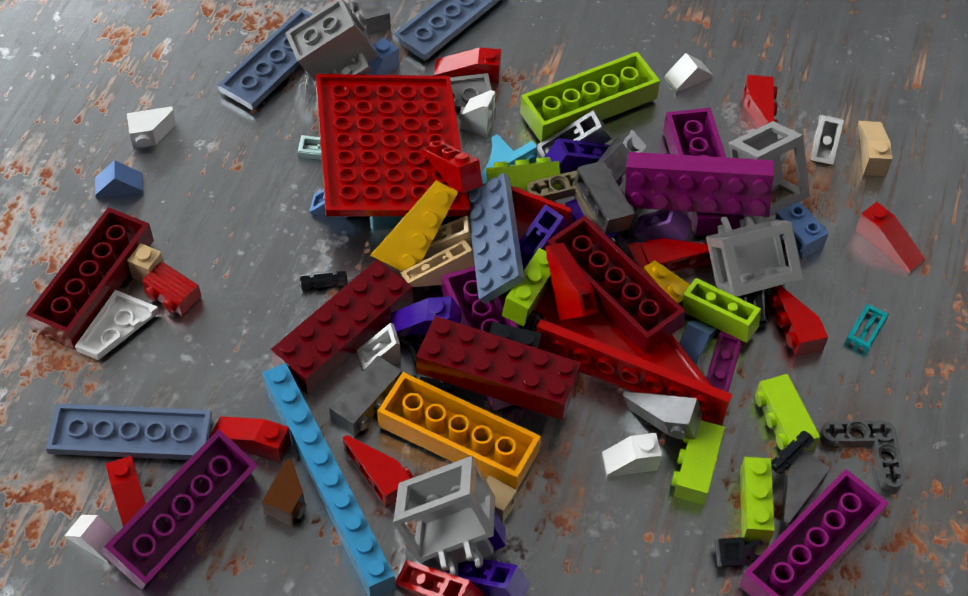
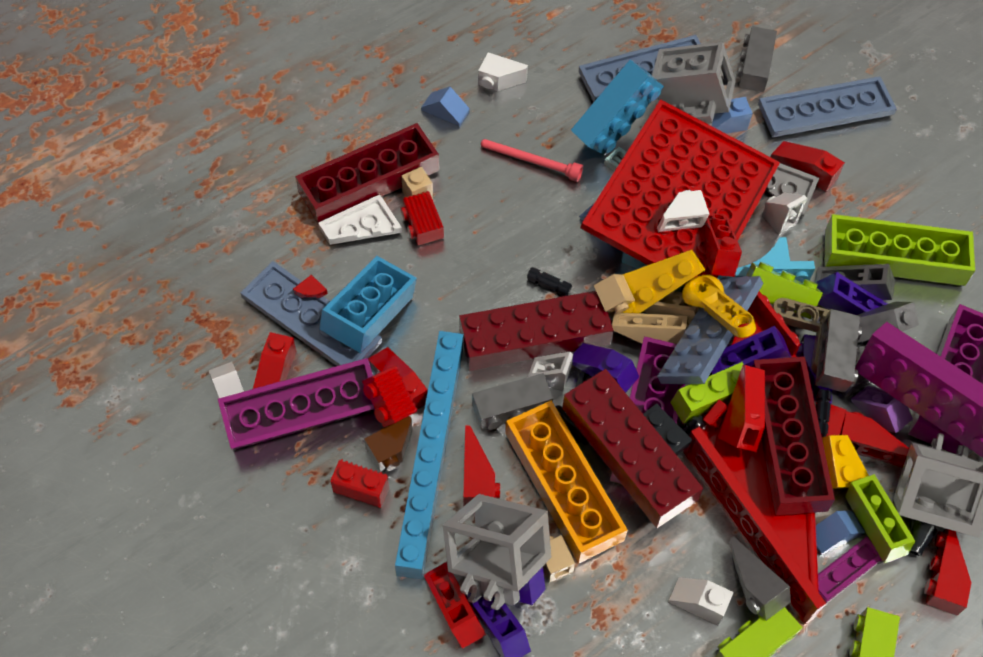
camera: 35 degrees right, 5 degrees up
(113, 405) = (310, 288): none -> red tile
(179, 387) = (367, 304): none -> dark azure brick
(261, 450) = (389, 396): none -> red brick
(275, 177) = (572, 171): none -> coral piece
(284, 542) = (360, 483): none -> red brick
(285, 99) = (617, 108): none -> dark azure brick
(392, 255) = (614, 293): none -> tan brick
(406, 154) = (685, 212): none -> white slope
(473, 209) = (709, 294): none -> yellow beam
(546, 307) = (714, 416): none -> red tile

